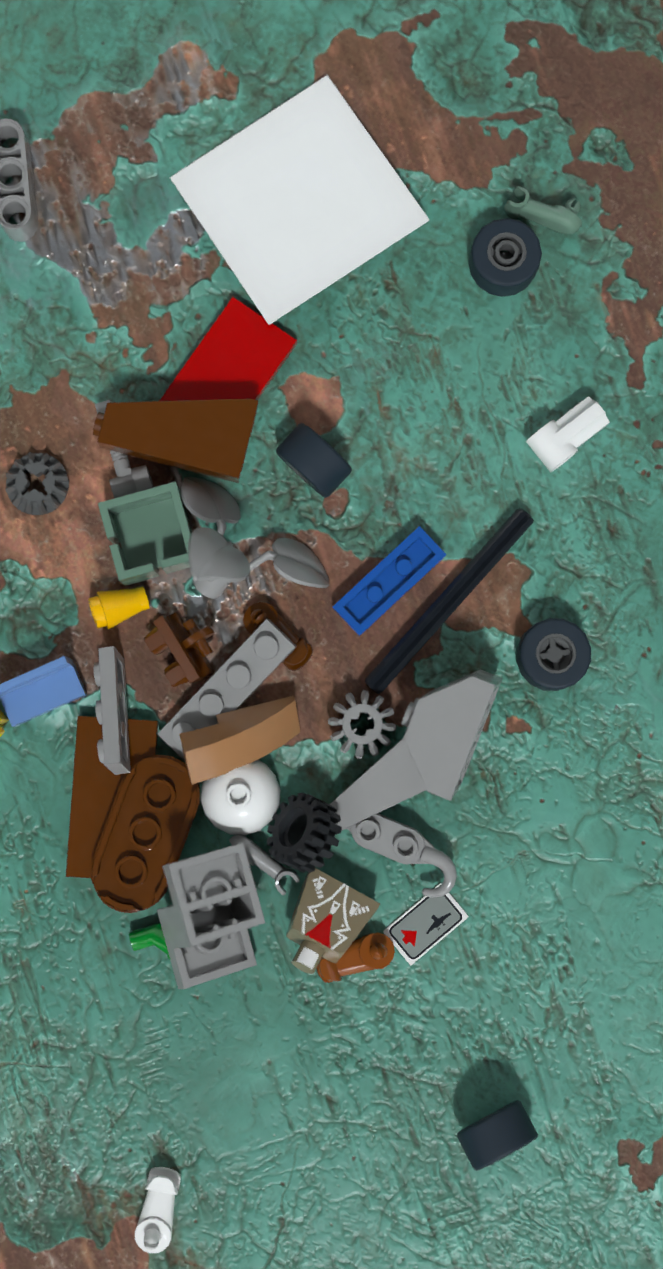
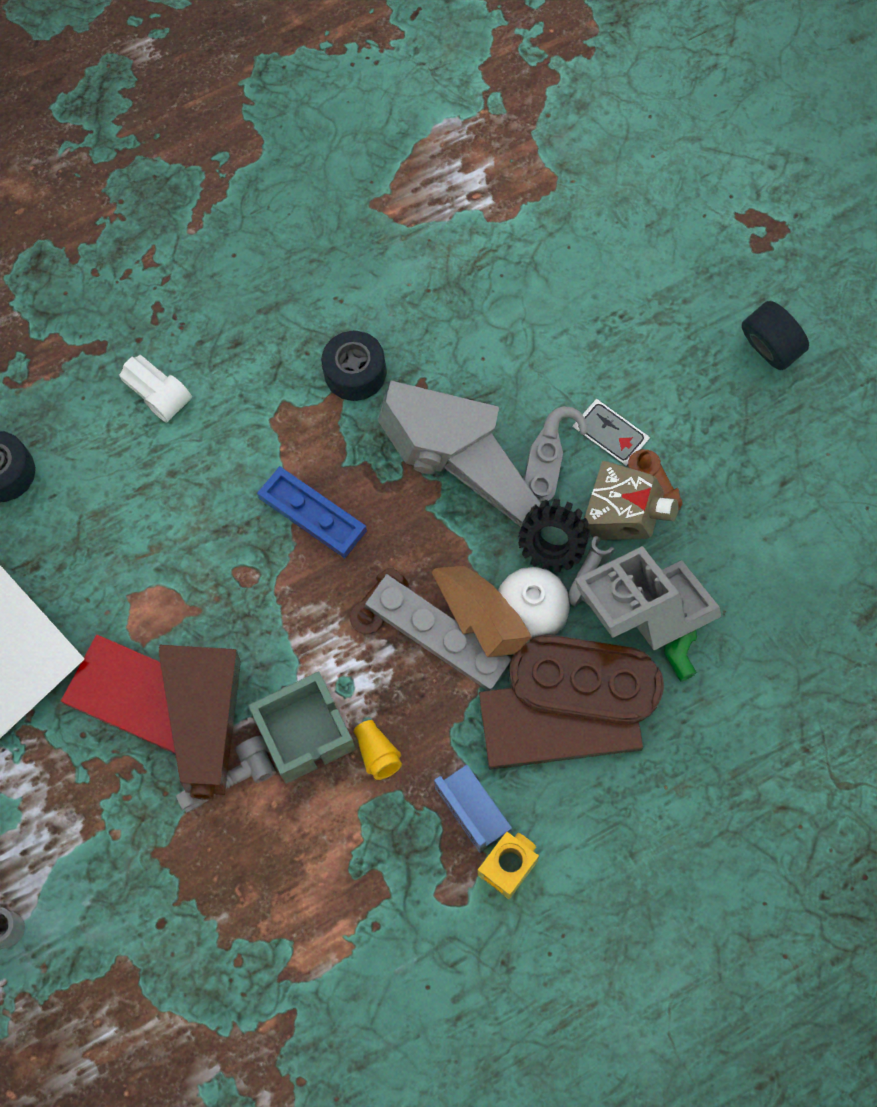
camera: 95 degrees left, 15 degrees down
(55, 484) = (270, 873): dark grey gear -> none
(112, 711) = (478, 728): light grey plate -> none
(187, 646) = (420, 671): reddish brown hips -> none
(218, 563) = (314, 640): light grey plant -> none
(313, 460) = (209, 591): black wheel -> none
(353, 714) = (432, 515): light grey gear -> none
(449, 601) = (322, 461): black axle -> none

